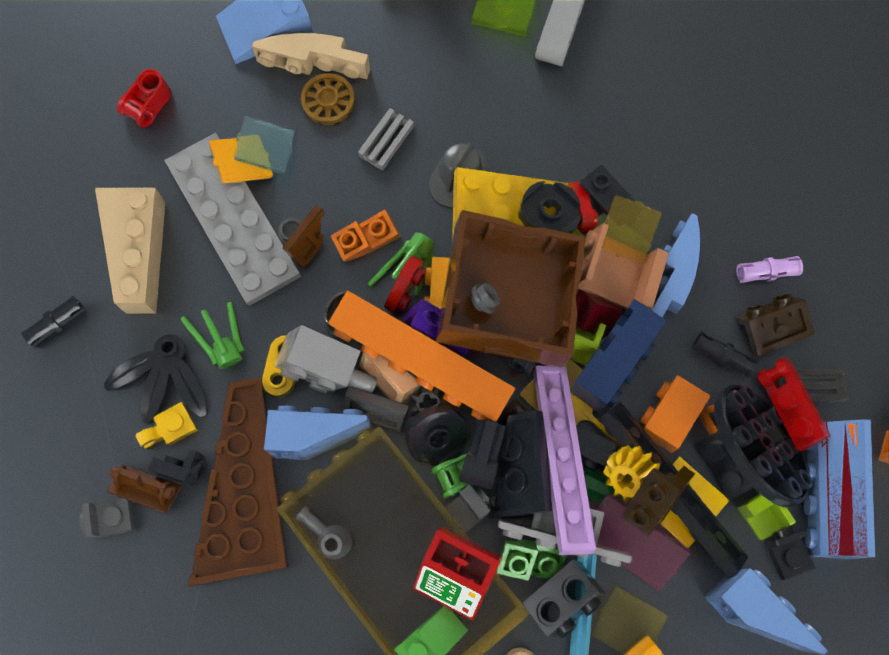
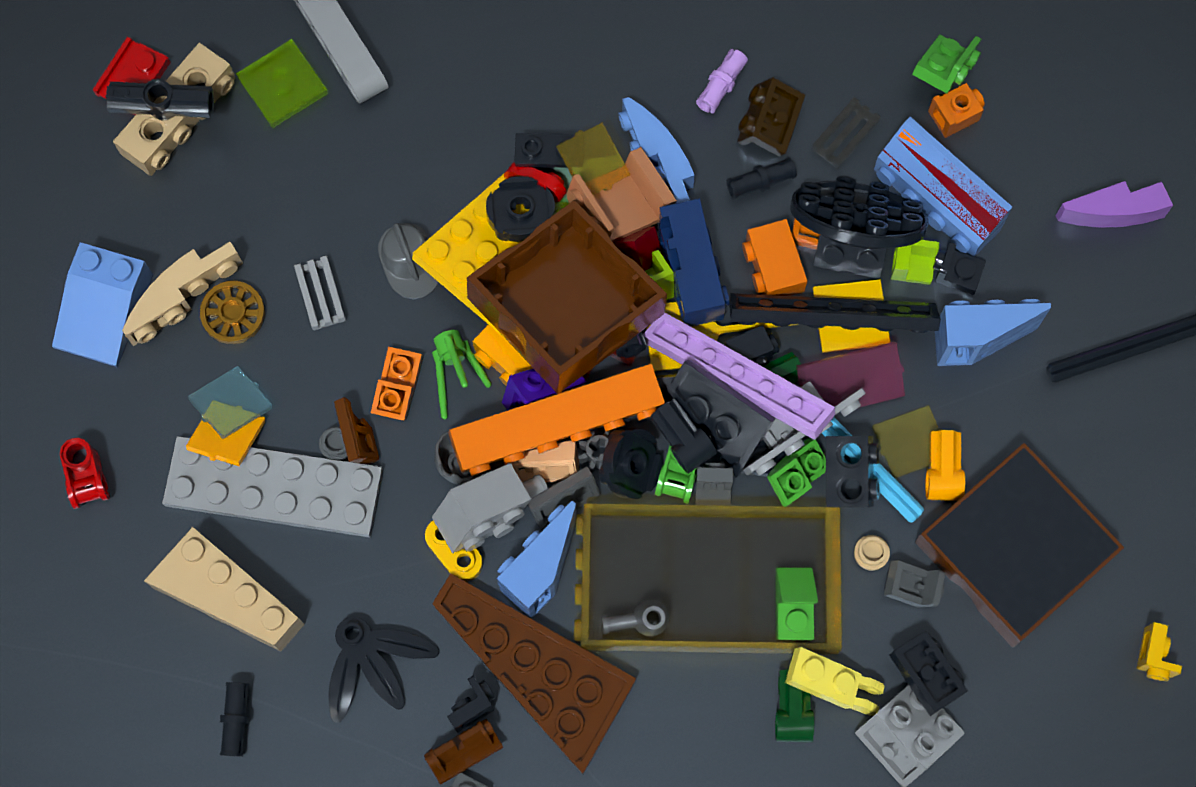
camera: 50 degrees left, 0 degrees up
(171, 426) = (425, 685): yellow plate -> none
(224, 351) = (398, 585): bright green plant -> none
(410, 275) = (482, 398): red plate -> none
(456, 572) = (762, 535): red slope -> none
(485, 298) = (557, 323): dark grey plate -> none
(628, 470) = (798, 332): yellow gear -> none
(656, 499) = (833, 330): dark brown bracket -> none
(794, 405) = (848, 162): red plate -> none

